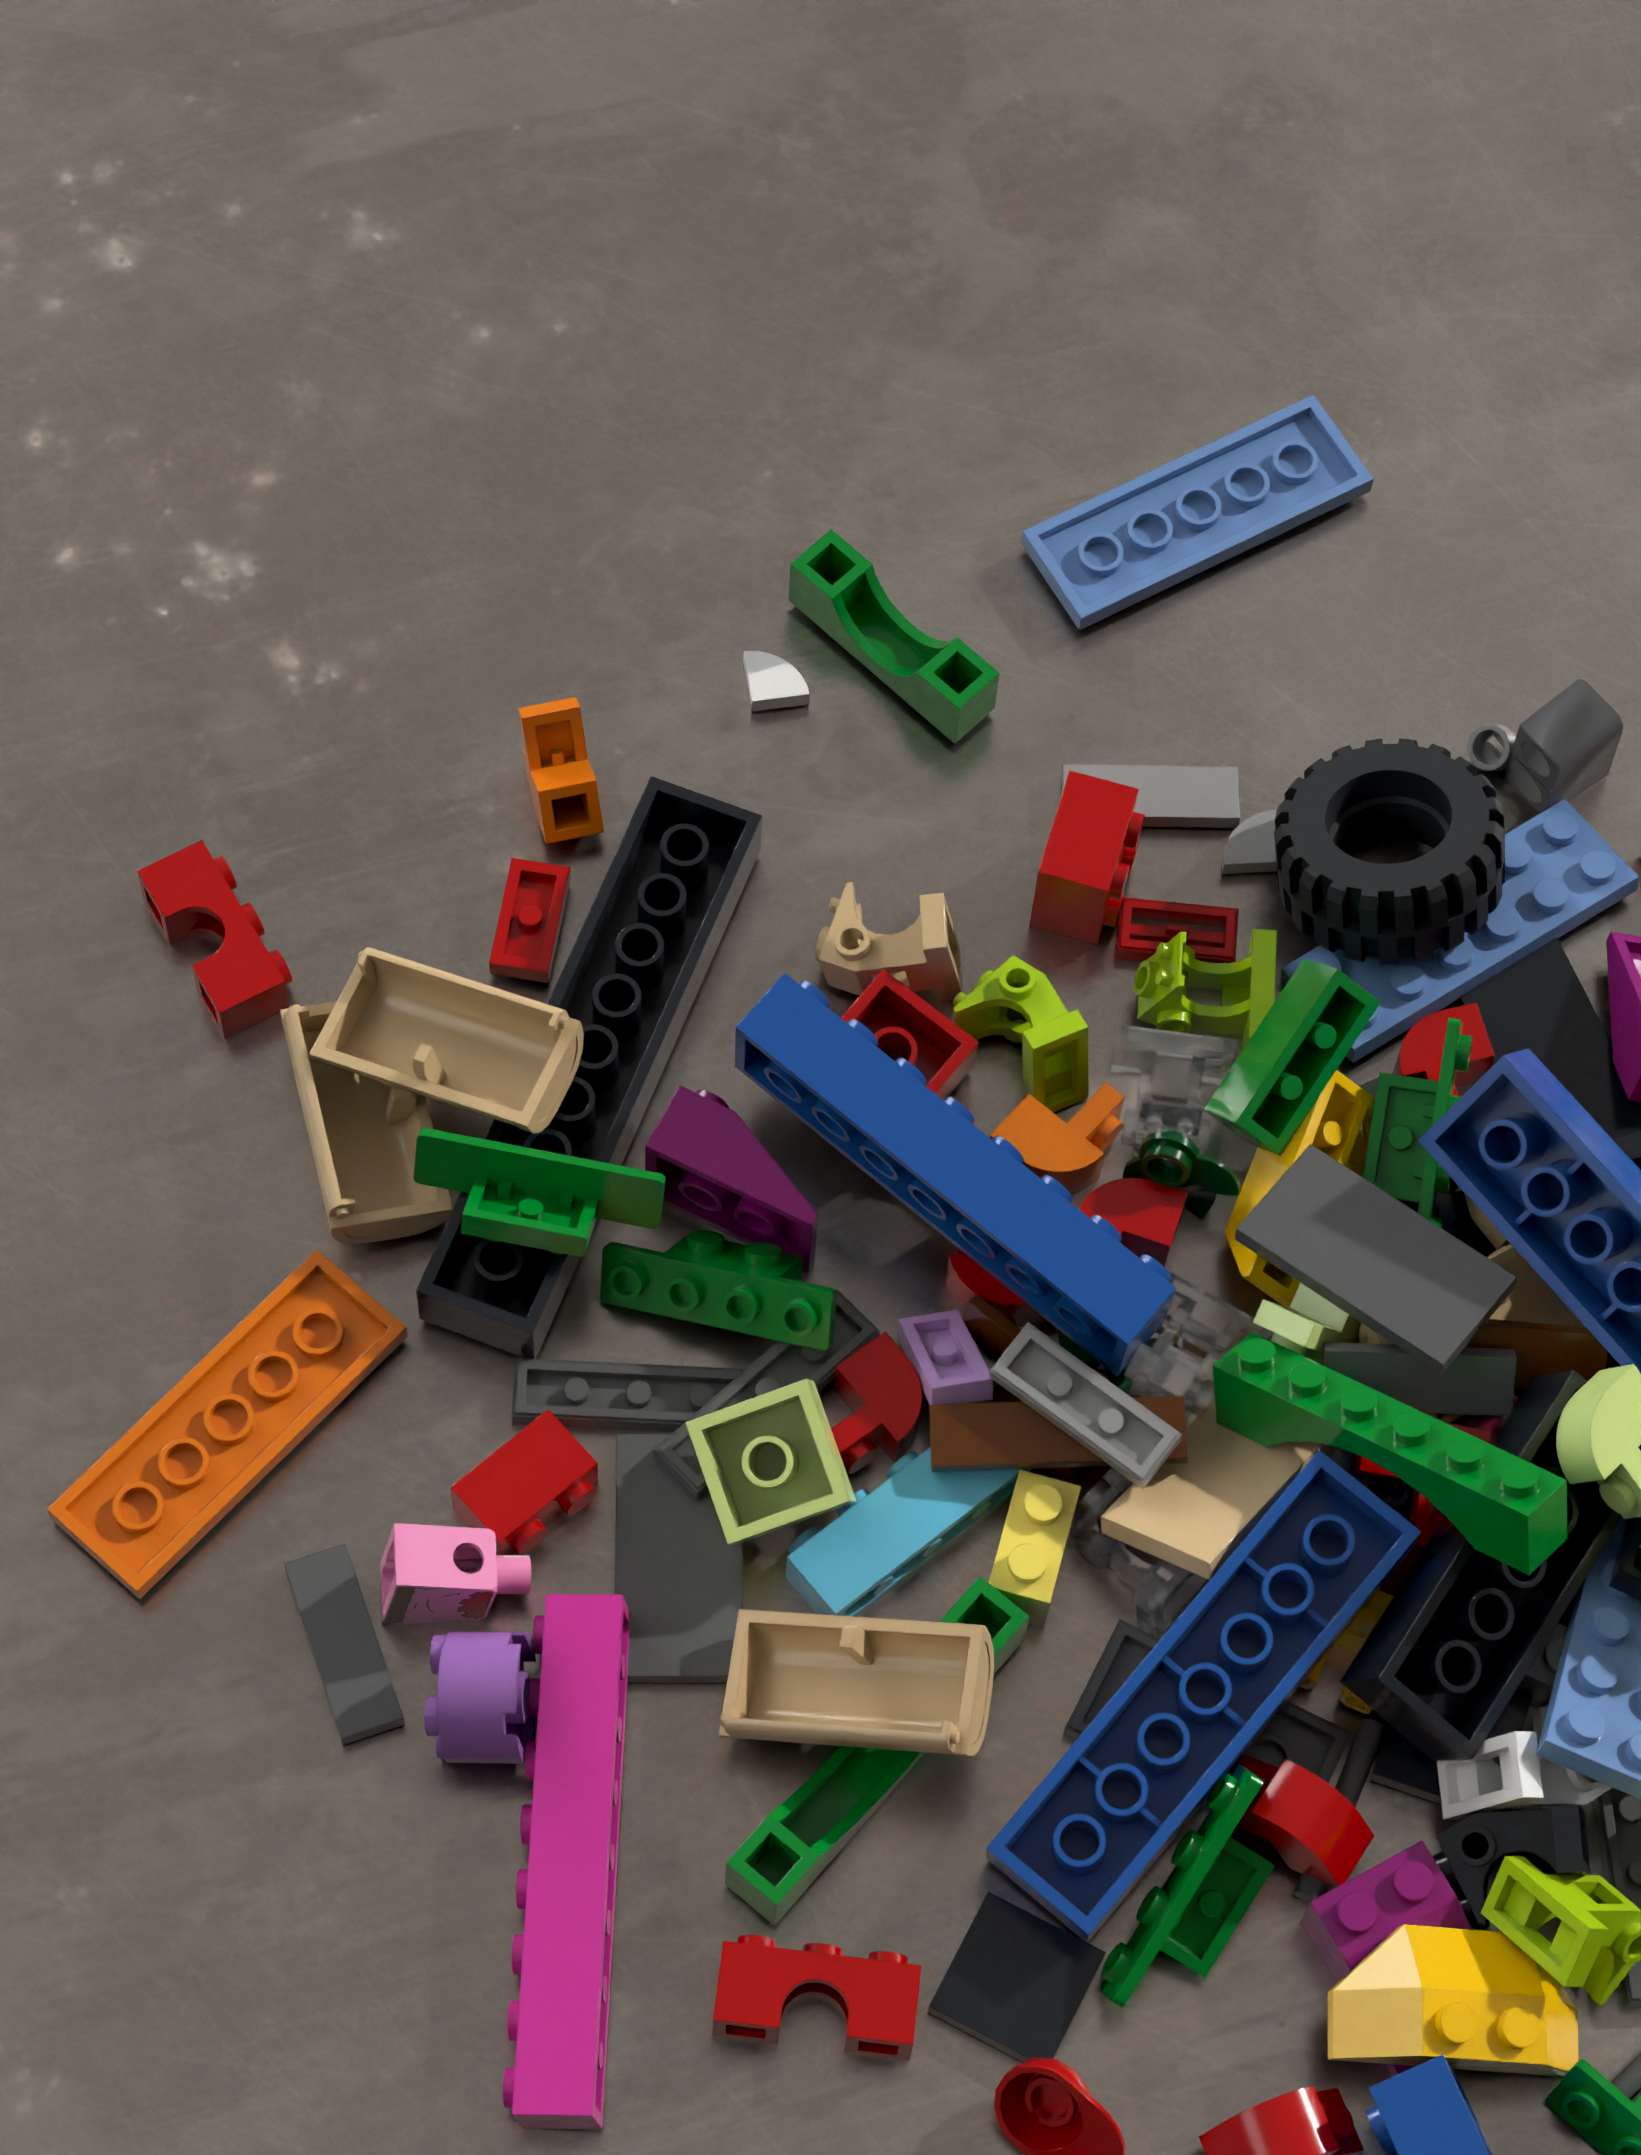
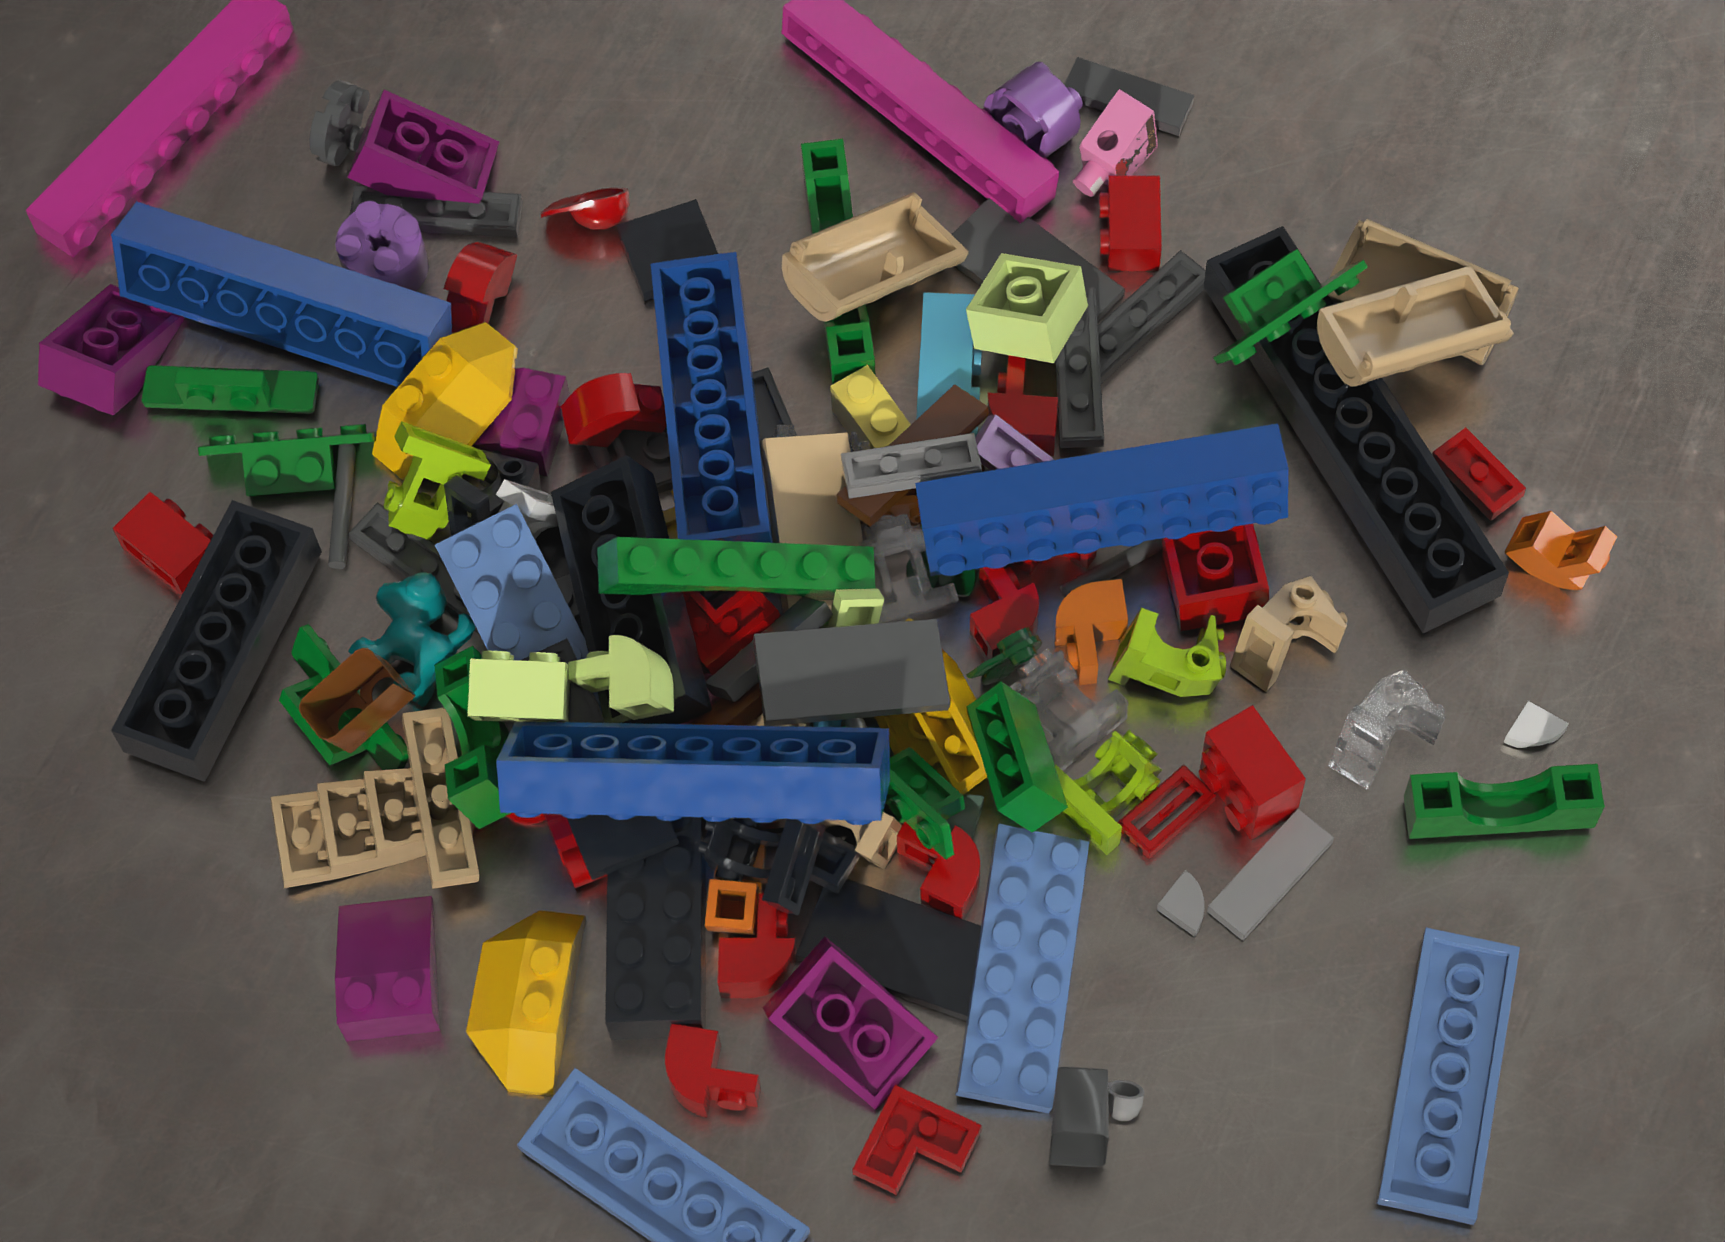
camera: 140 degrees right, 0 degrees up
(195, 896) = (1569, 311): red arch -> none
(227, 1423) = (1297, 125): orange plate -> none
(722, 1286) = (1156, 393): green bracket -> none
(727, 1176) = (1224, 409): magenta slope -> none
(872, 1993) = (725, 176): red arch -> none
(911, 803) = (1370, 732): none -> clear tile
(1201, 1898) = (621, 340): green bracket -> none
(1396, 906) = (1142, 902): black tyre -> none

